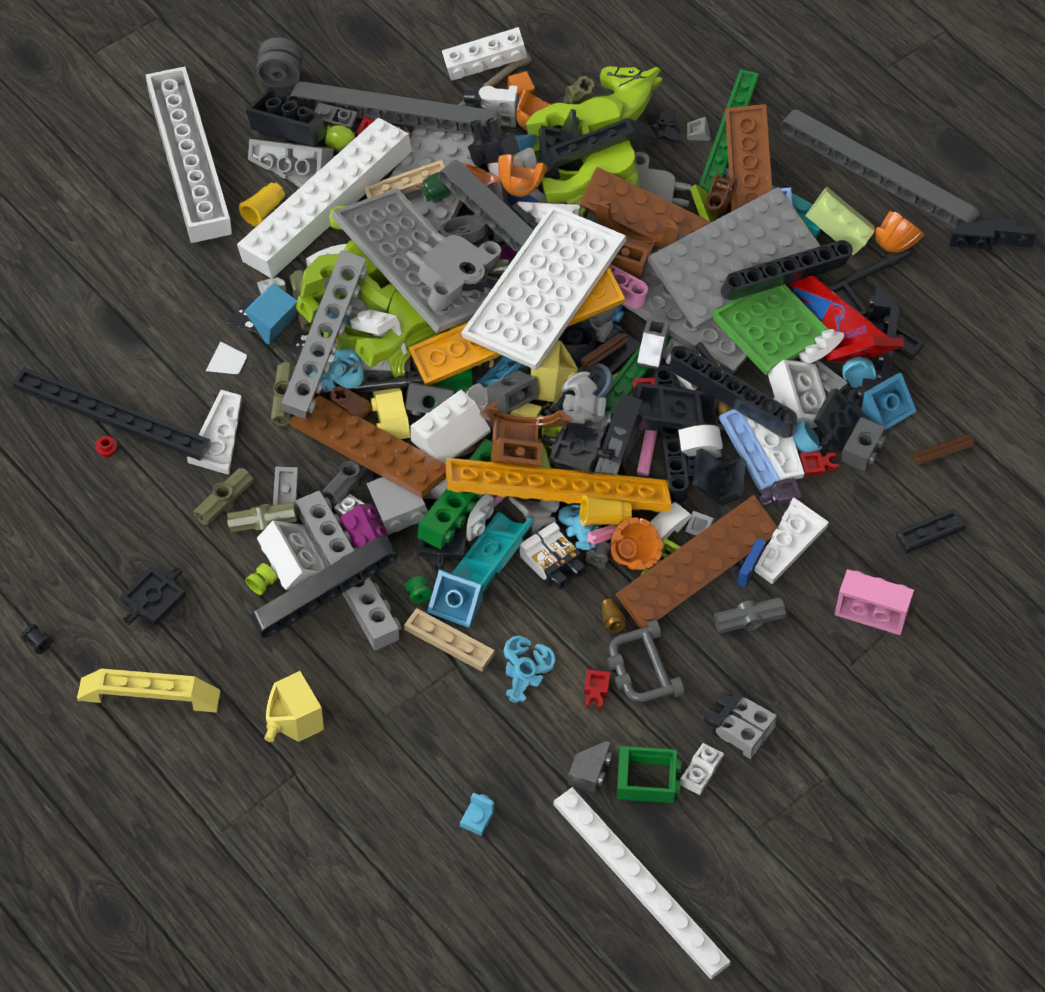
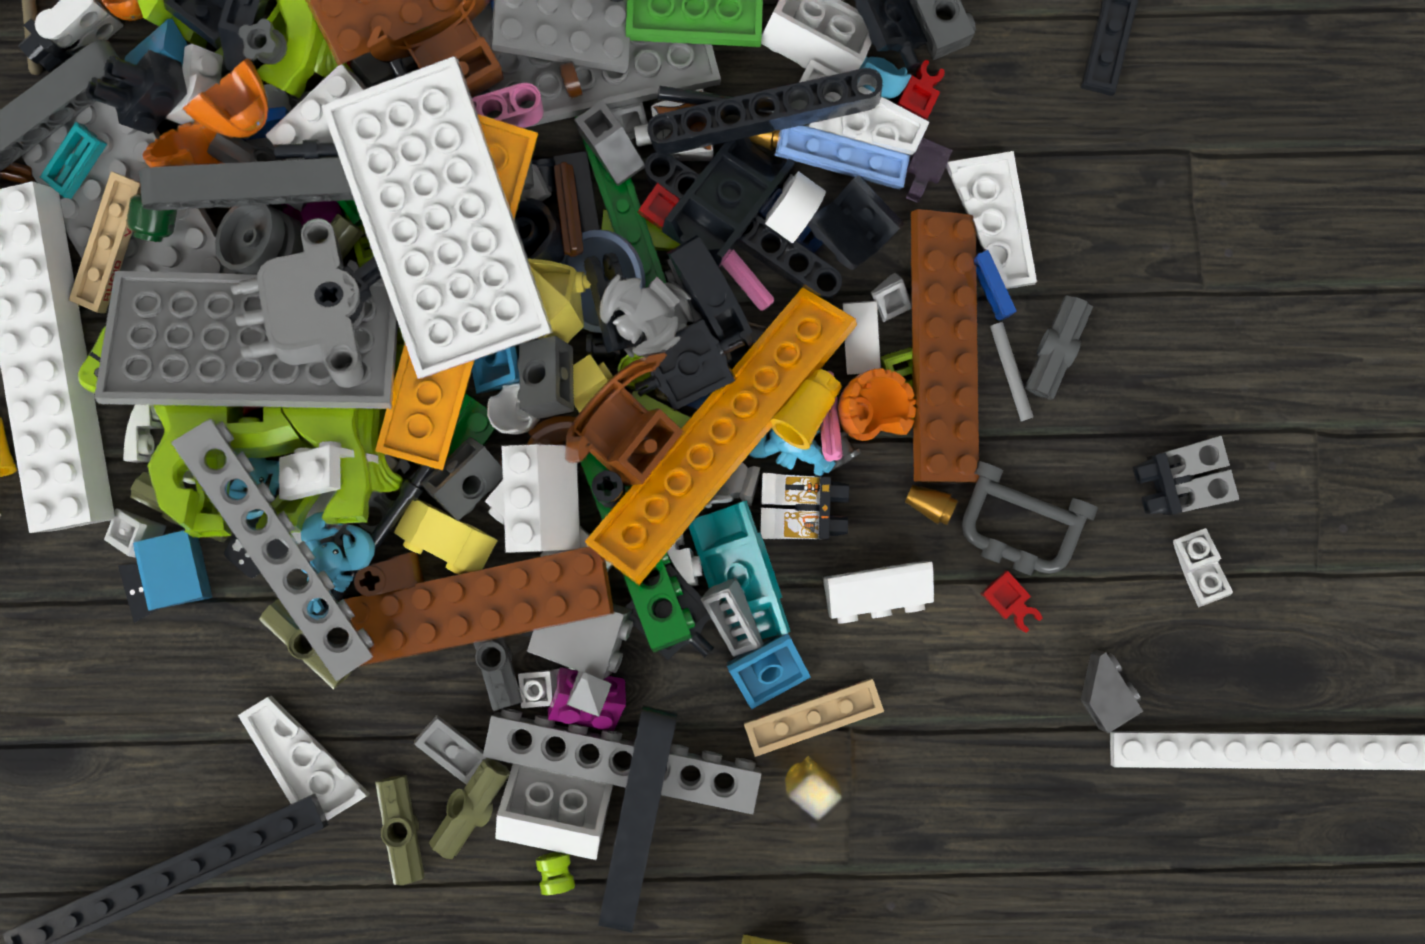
camera: 45 degrees left, 30 degrees up
(106, 451) = (215, 908): red plate -> none
(226, 360) = (194, 665): white sticker -> none
(358, 306) = (265, 467): light grey plate -> none
(371, 517) = (588, 693): none -> light grey slope
(411, 660) = (812, 787): none -> clear yellow brick
(418, 589) = (719, 700): green wheel -> none
(432, 145) = (77, 164): none -> teal tile
(470, 553) = (717, 610): none -> light grey slope
(478, 814) = (1062, 864): medium azure bracket -> none
(480, 448) = (599, 485): none -> black bush
(524, 668) = (921, 660): medium azure animal -> none
(544, 615) = (879, 591): none -> white slope
(559, 167) = (263, 42): none -> dark grey brick
(648, 756) = (1204, 619): green window -> none
(666, 304) = (570, 80): none -> reddish brown tile
(716, 607) = (1011, 371): none -> light grey bar
(874, 602) = (1167, 194): bright pink brick -> none

